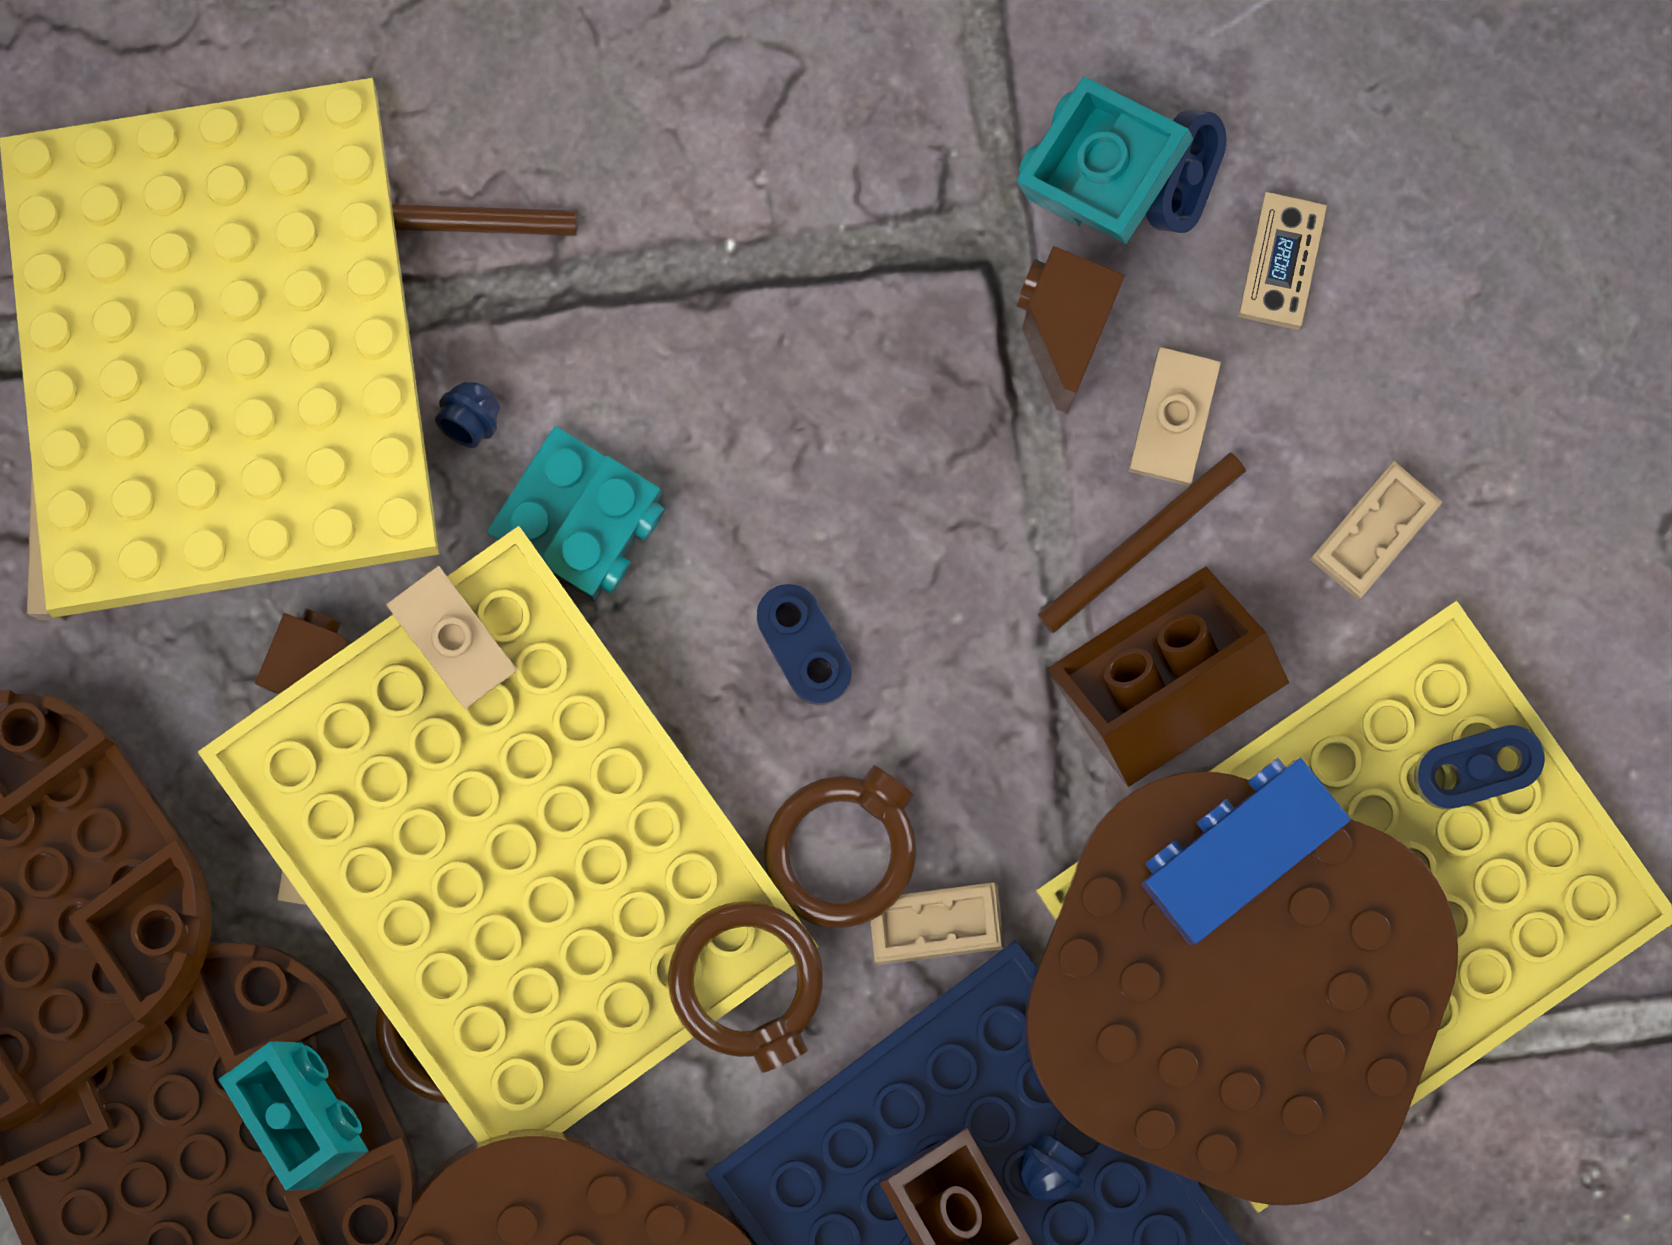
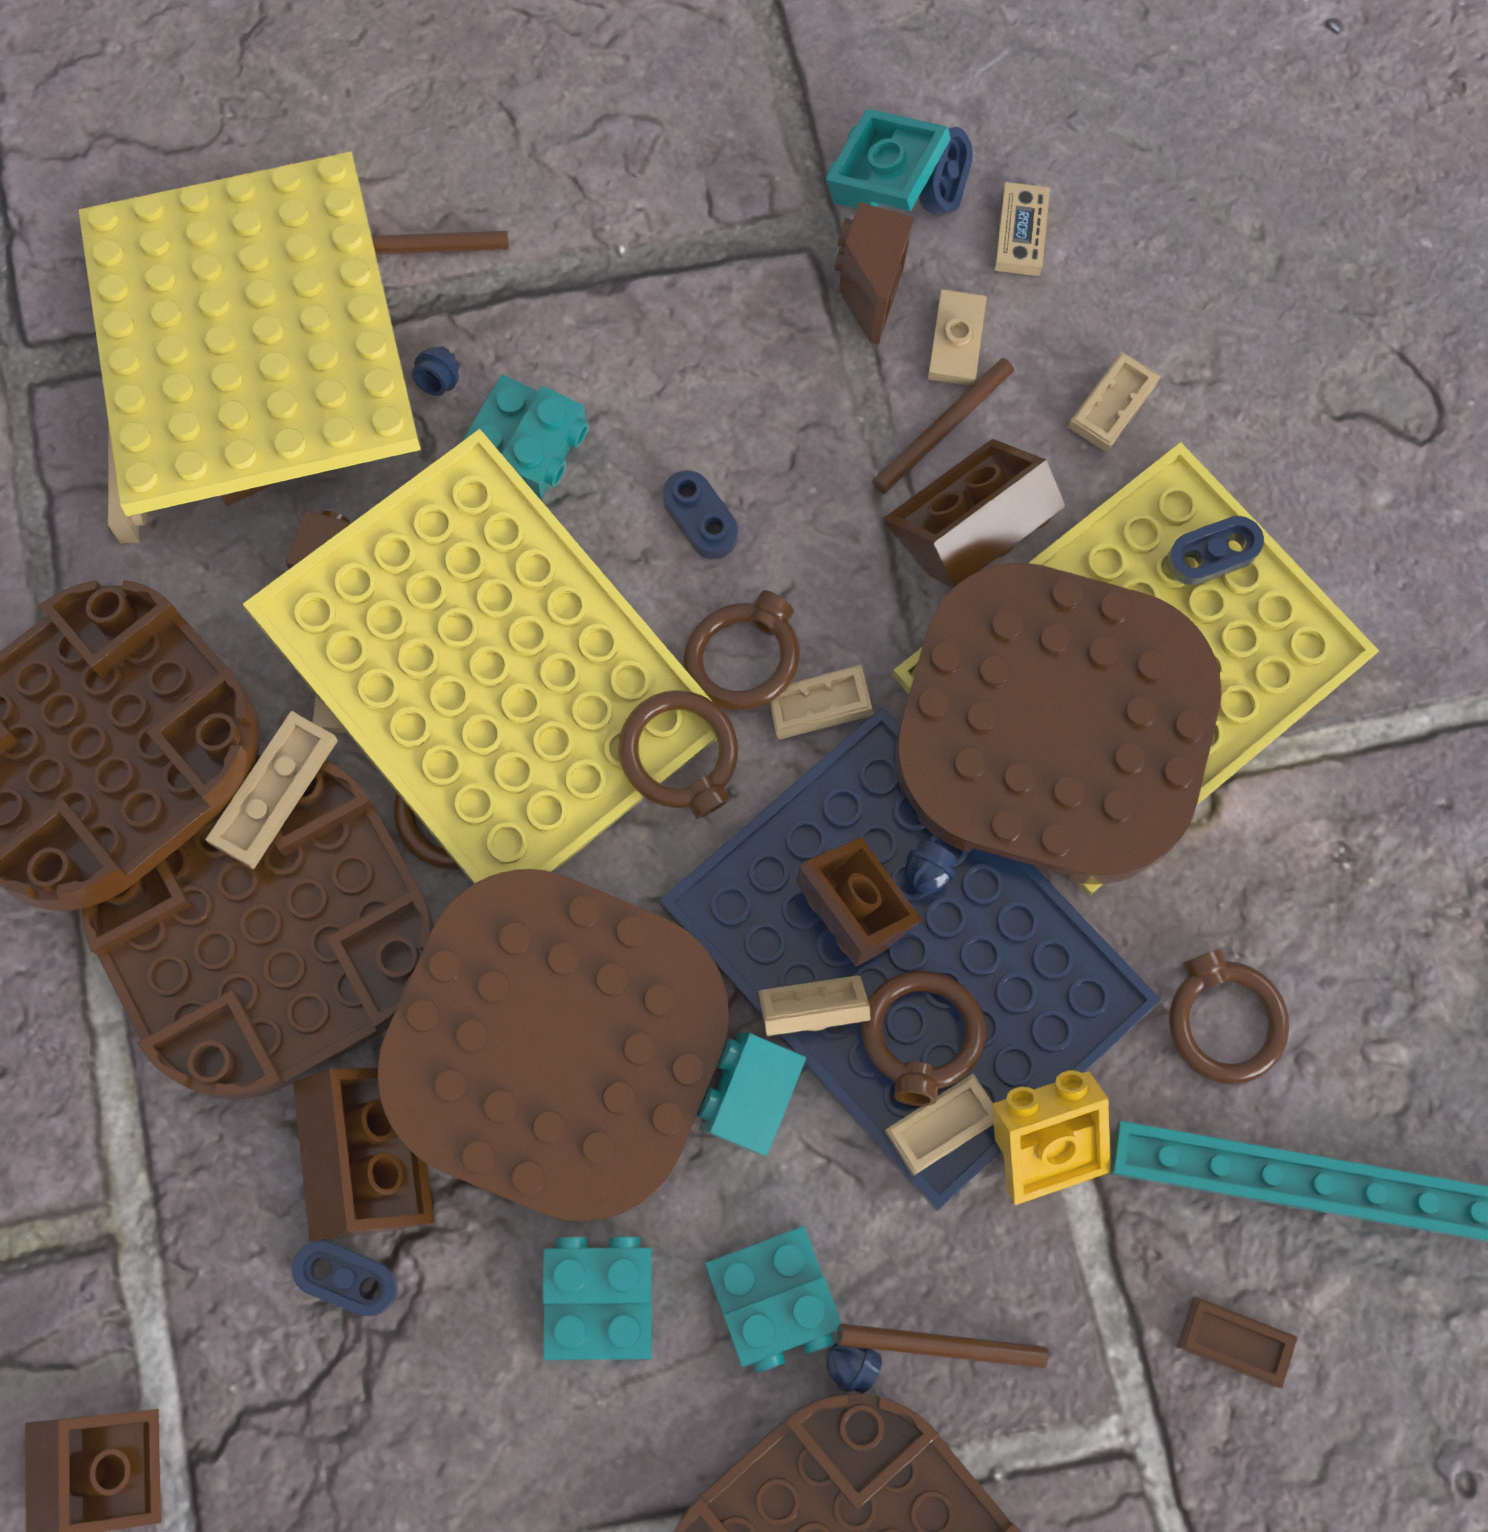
camera: 10 degrees left, 10 degrees down
(223, 1000) = (272, 790): none -> tan plate
(295, 1114) = (332, 869): teal brick -> none
(451, 637) = (433, 507): tan plate -> none
(1242, 848) = (1050, 605): blue brick -> none

